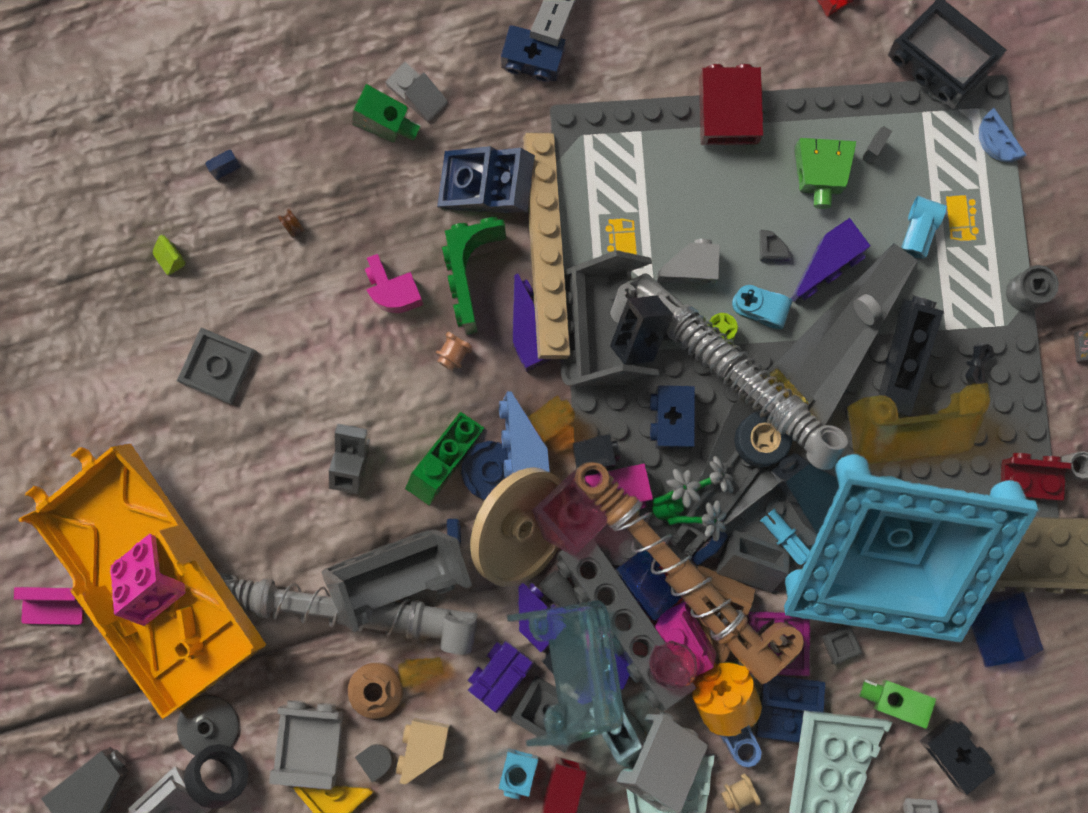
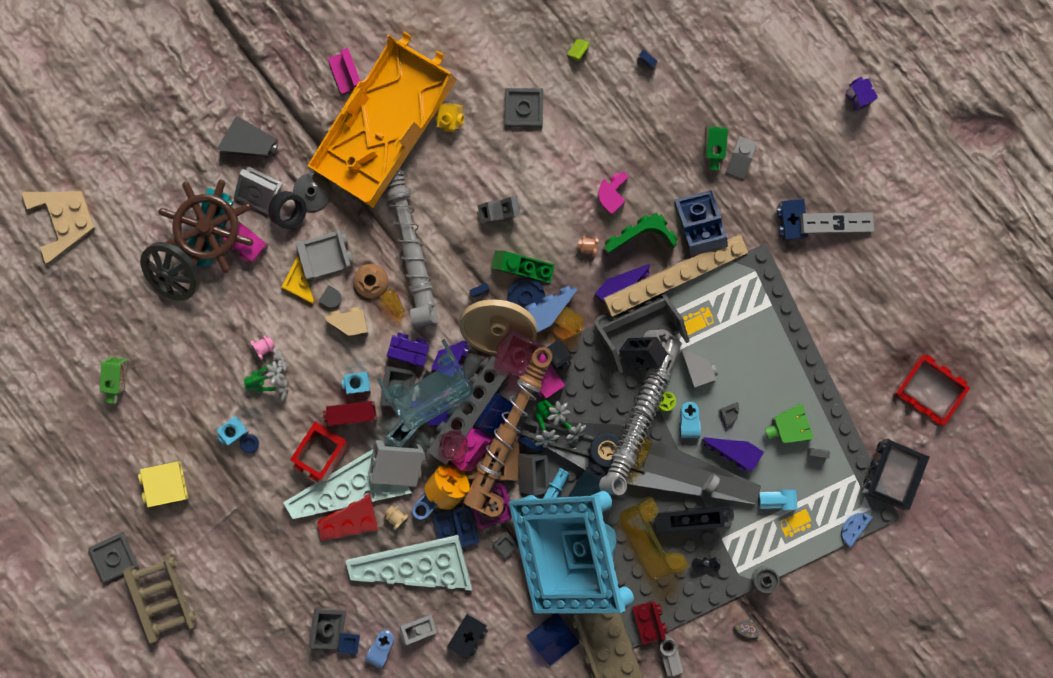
camera: 65 degrees right, 5 degrees up
(138, 585) = (378, 120): dark pink bracket -> none
(183, 477) = (450, 117): none -> yellow brick
(290, 223) = (627, 115): reddish brown bush -> none
(394, 572) = (443, 264): dark grey windscreen -> none
(680, 400) = (593, 401): dark blue brick -> none
(730, 105) = (807, 353): dark red brick -> none
(911, 707) = (485, 596): bright green torso -> none

